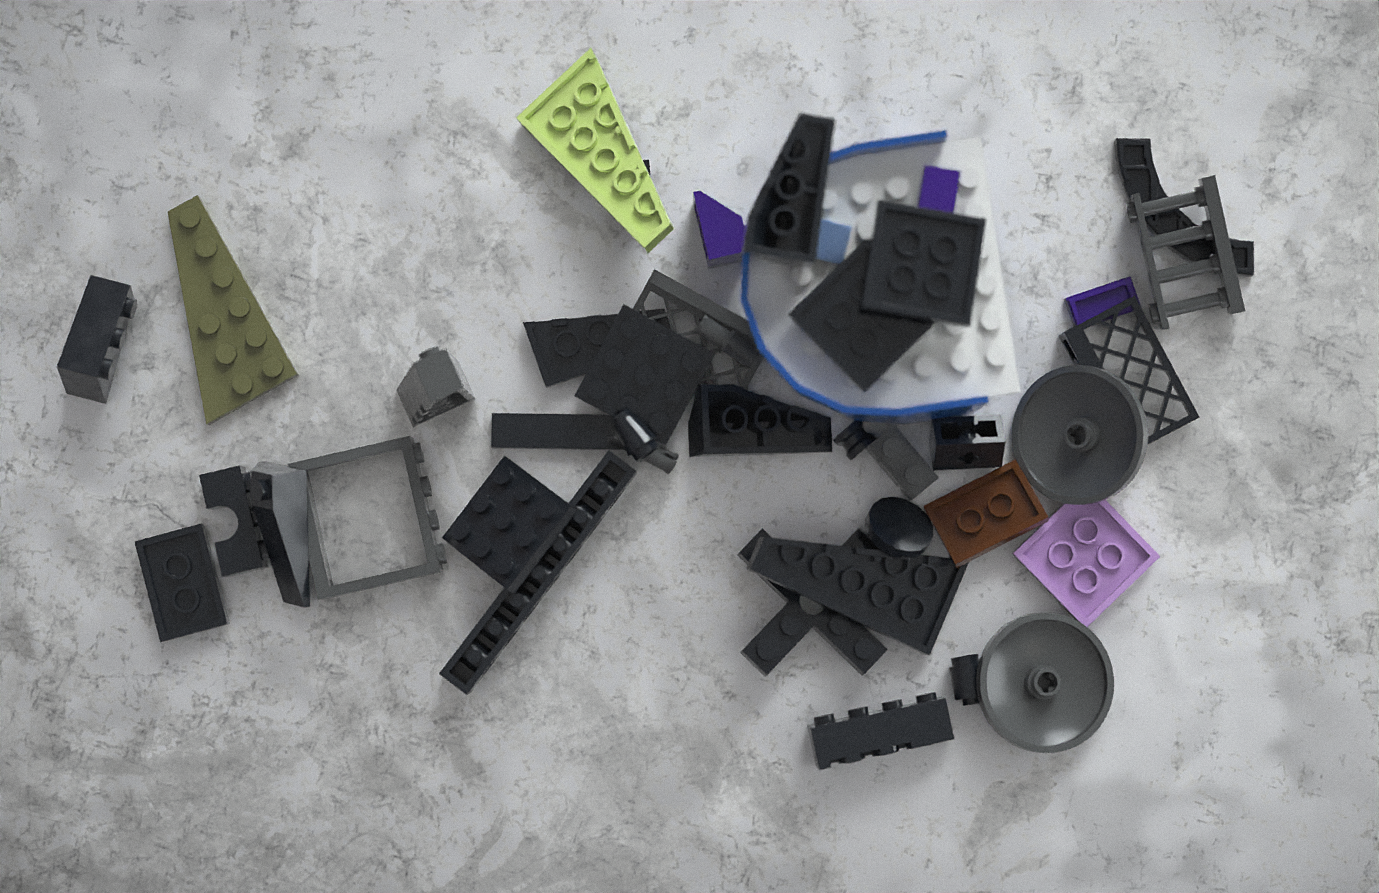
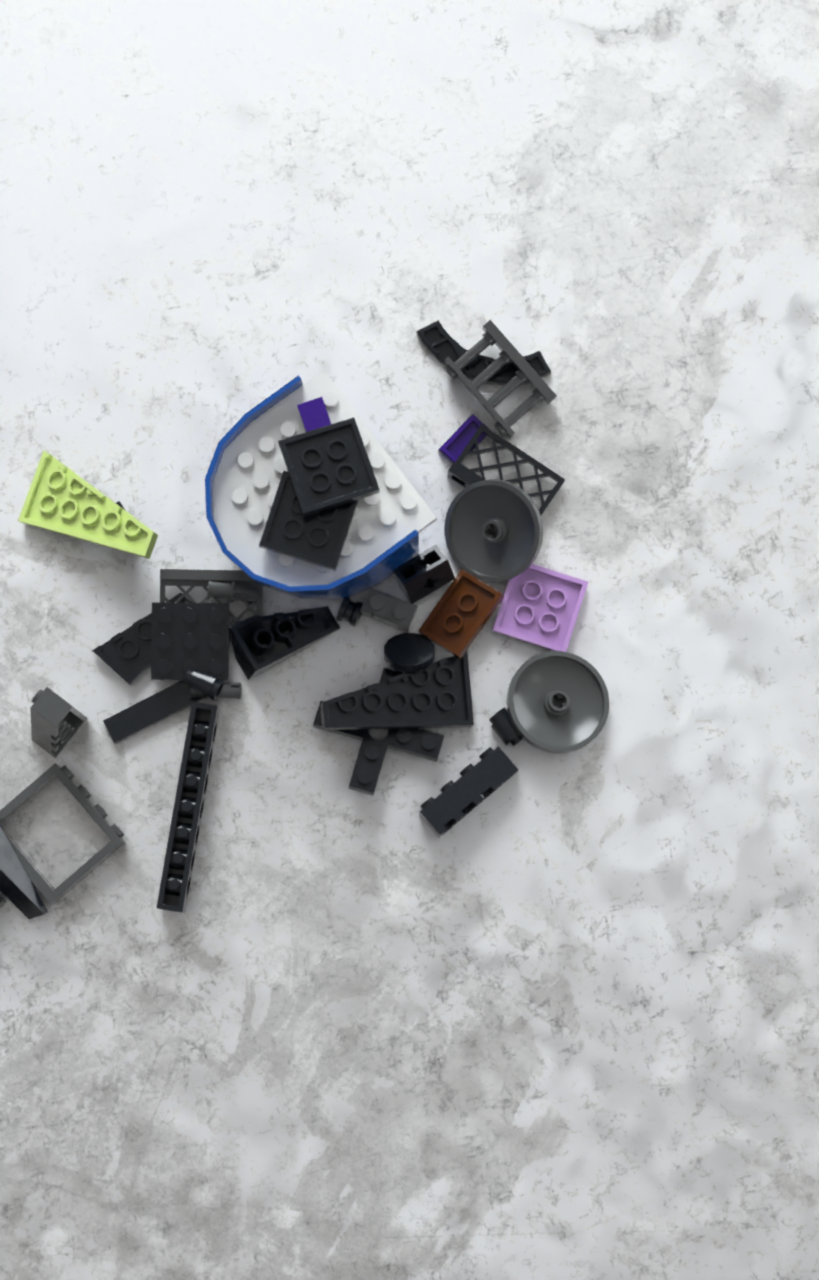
camera: 30 degrees left, 5 degrees down
(509, 524) = (152, 786): black plate -> none
(720, 231) = (190, 522): dark purple slope -> none
(789, 207) = (222, 475): black wedge -> none
(832, 241) = (261, 485): light blue slope -> none

